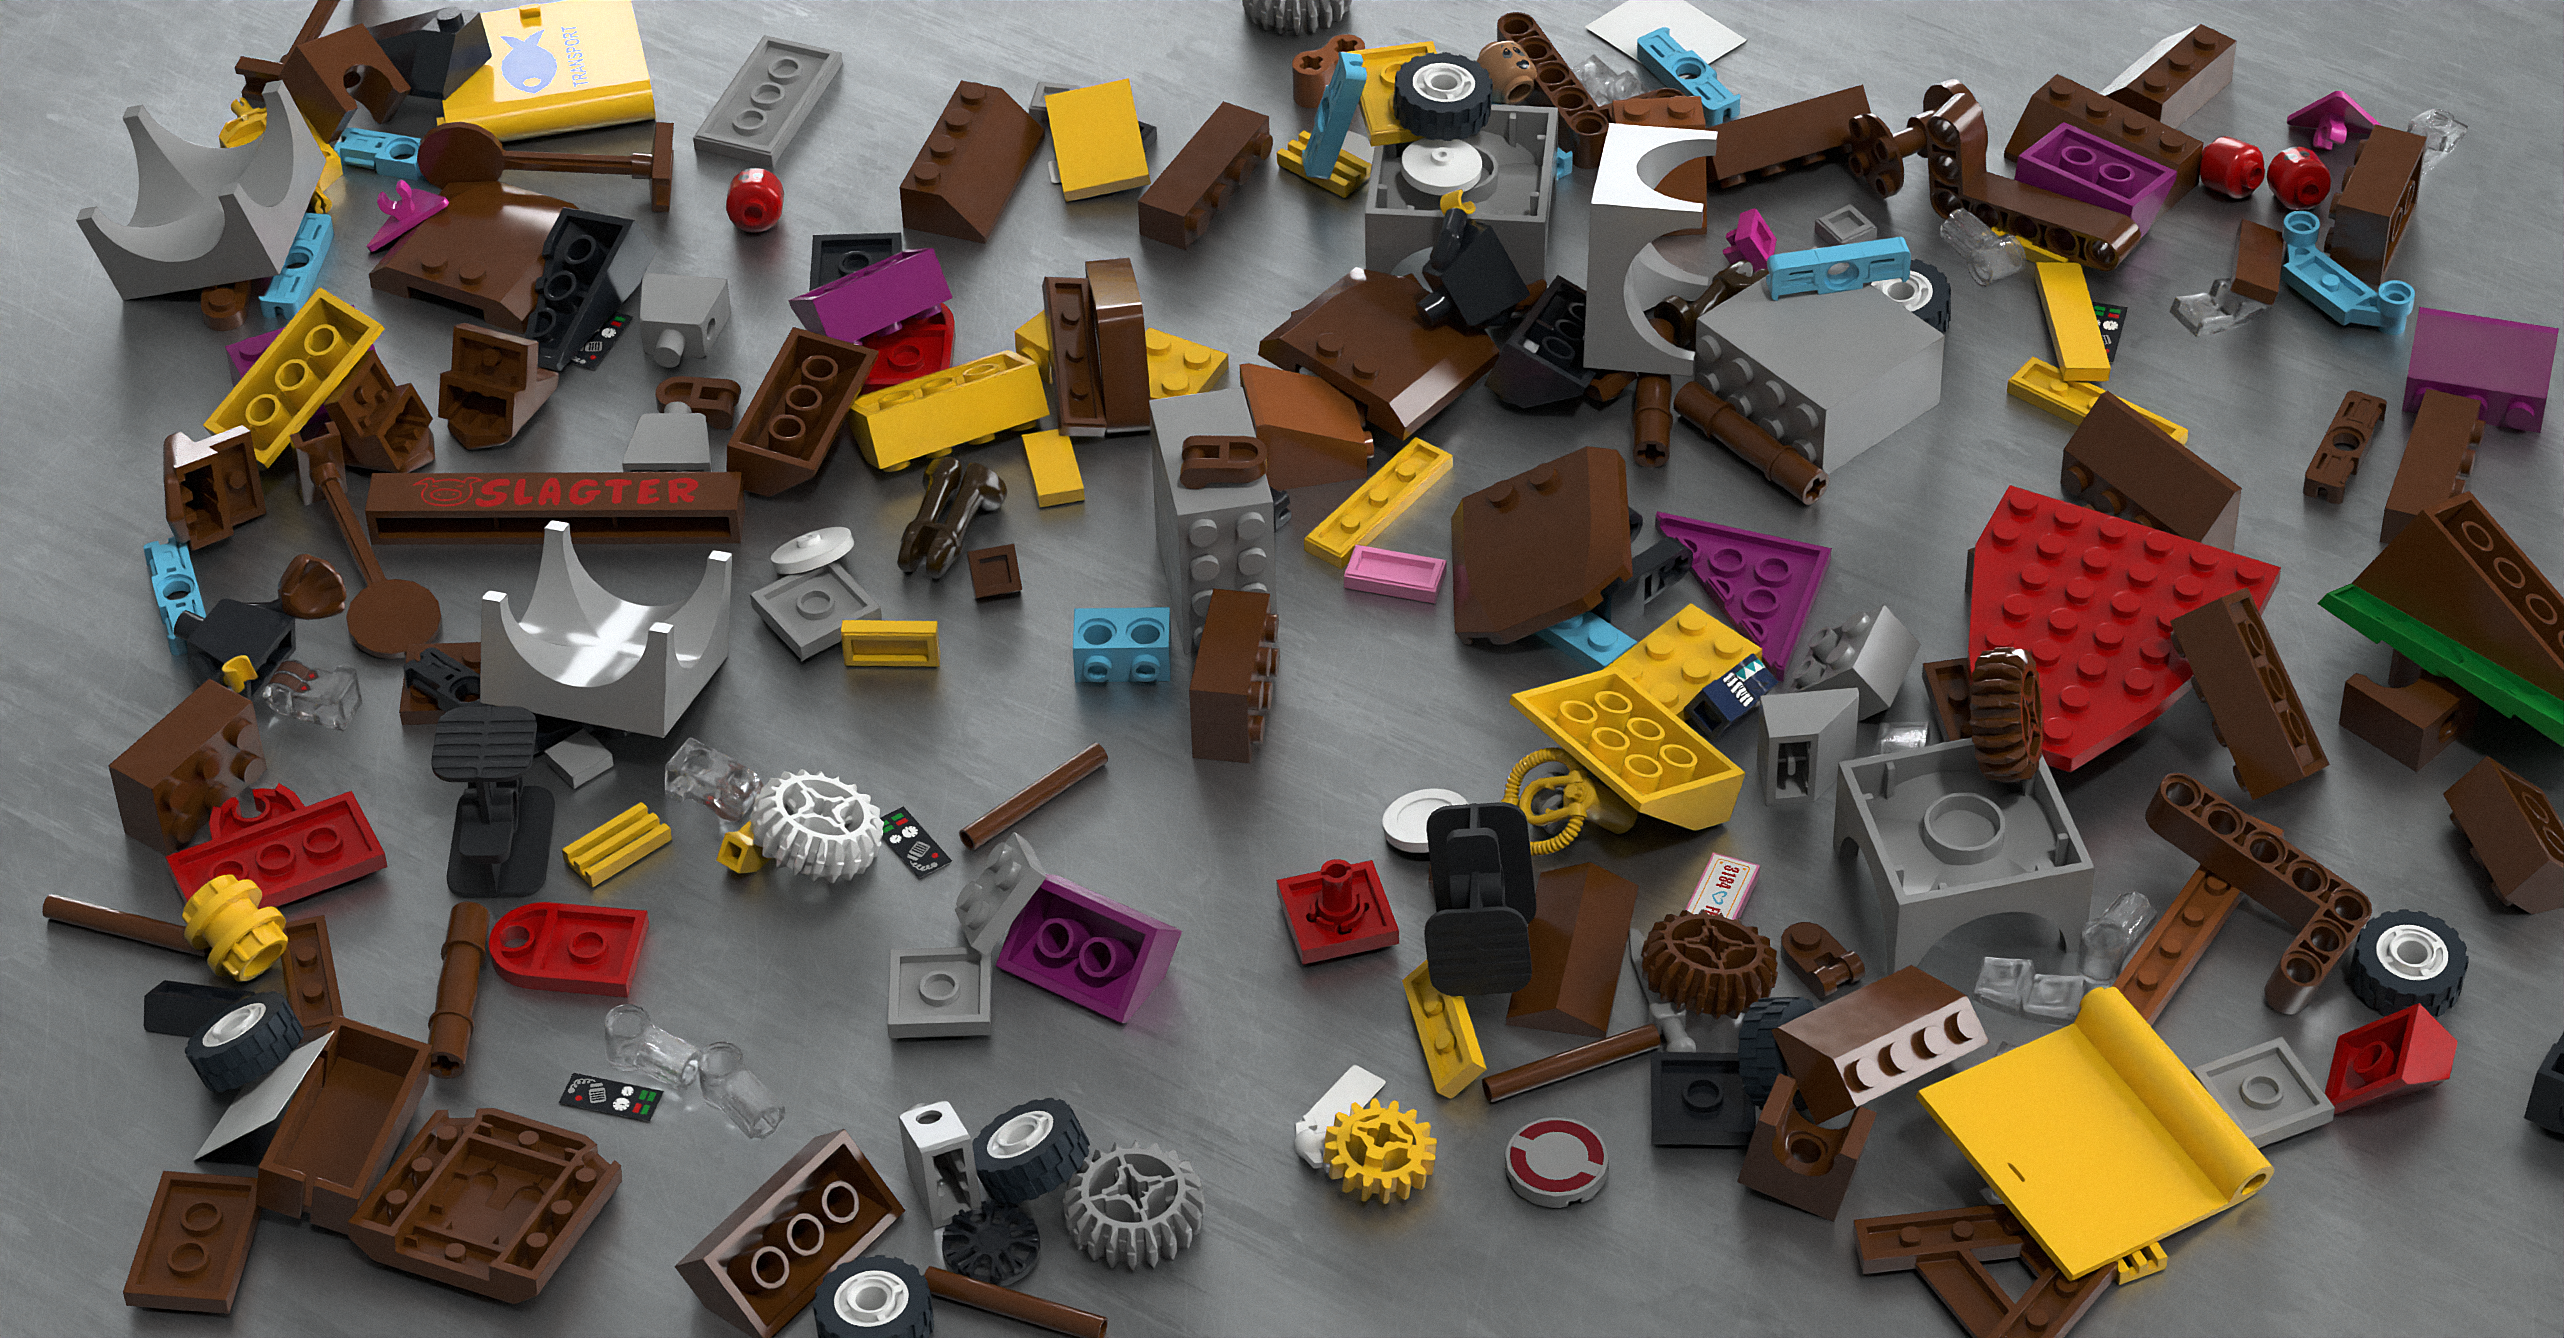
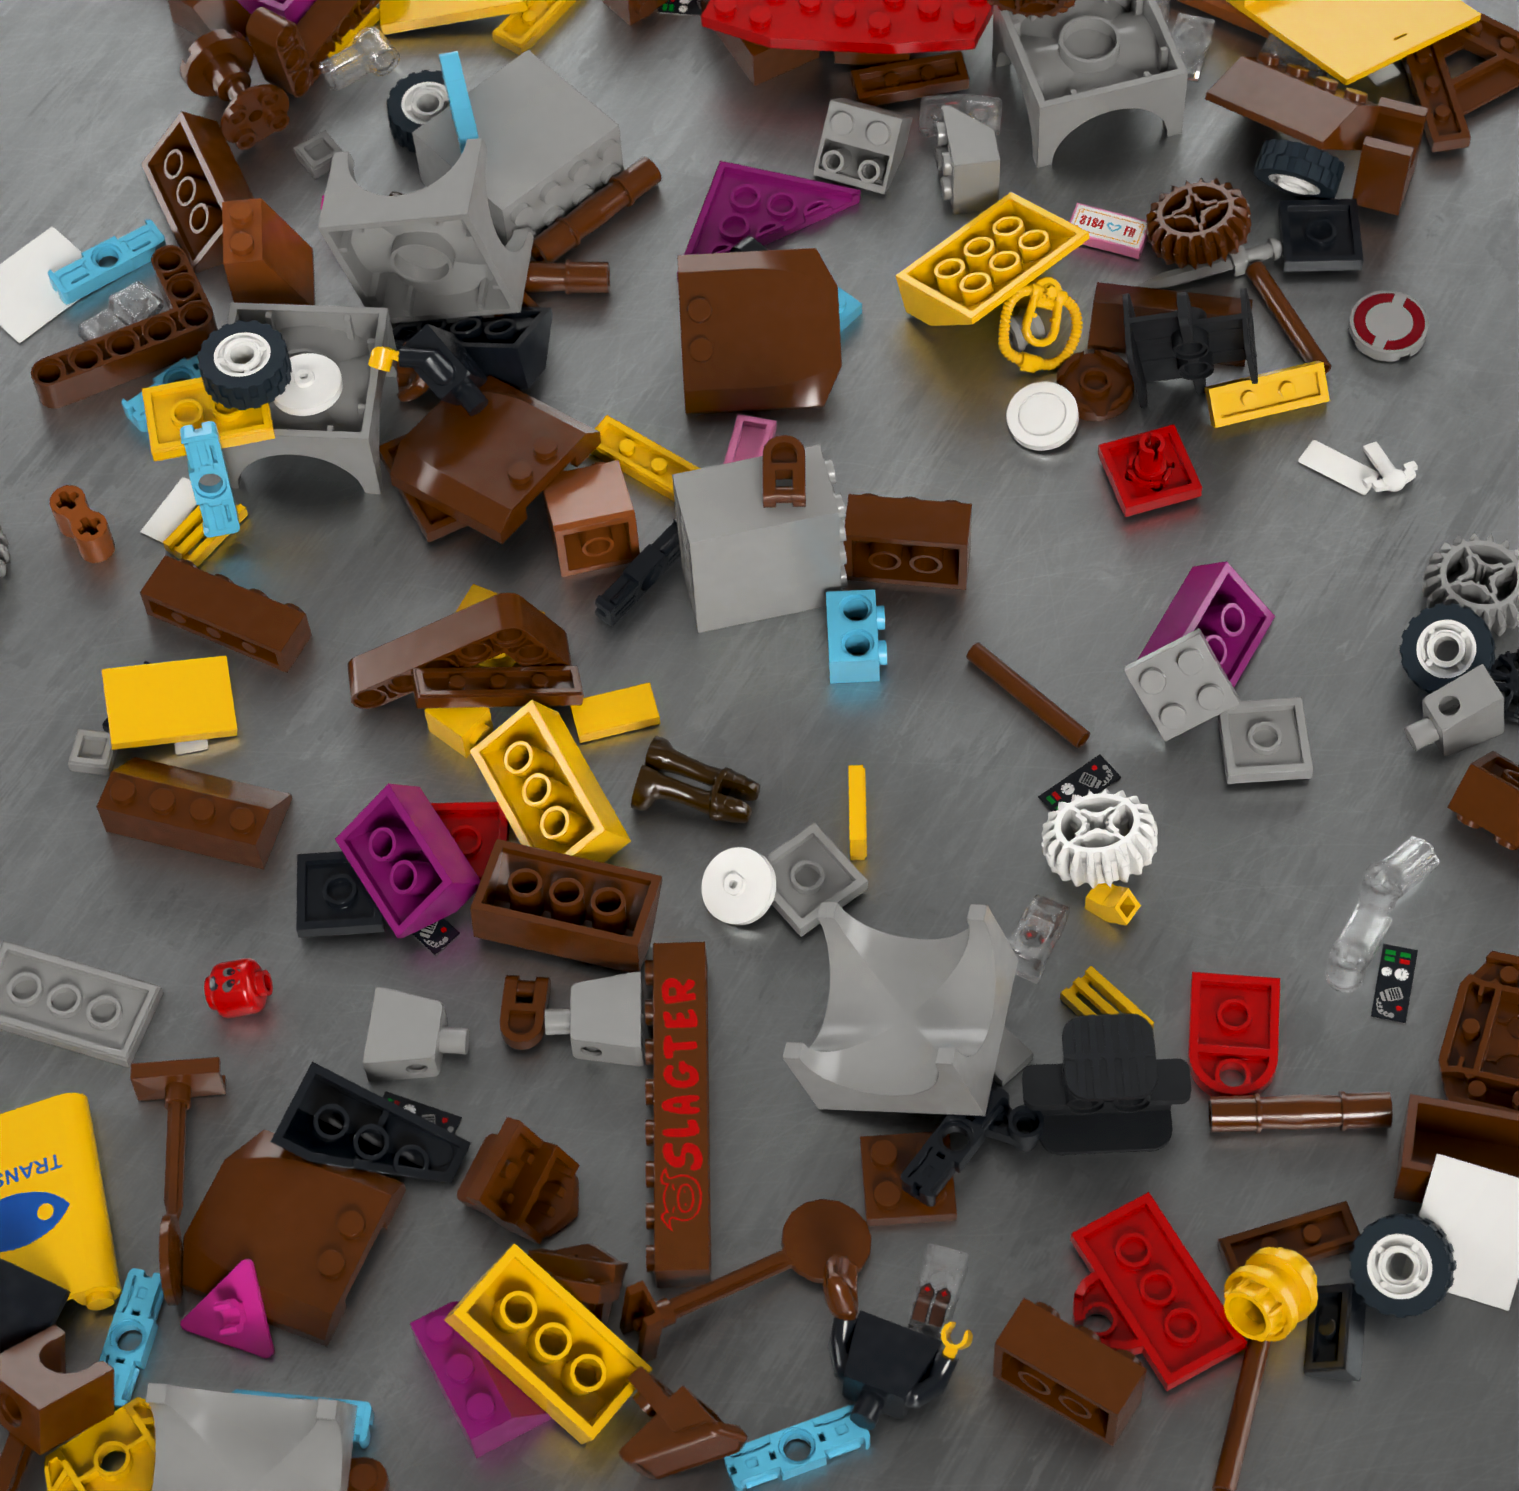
camera: 90 degrees left, 15 degrees up
(994, 570) = (761, 740): reddish brown plate -> none
(1379, 1150) = (1424, 432): yellow gear -> none
(1510, 71) = (118, 377): medium nougat head -> none
(1684, 657) = (858, 258): yellow plate -> none
(1731, 695) = (899, 217): dark blue leg -> none
(1807, 952) = (1157, 177): reddish brown plate -> none

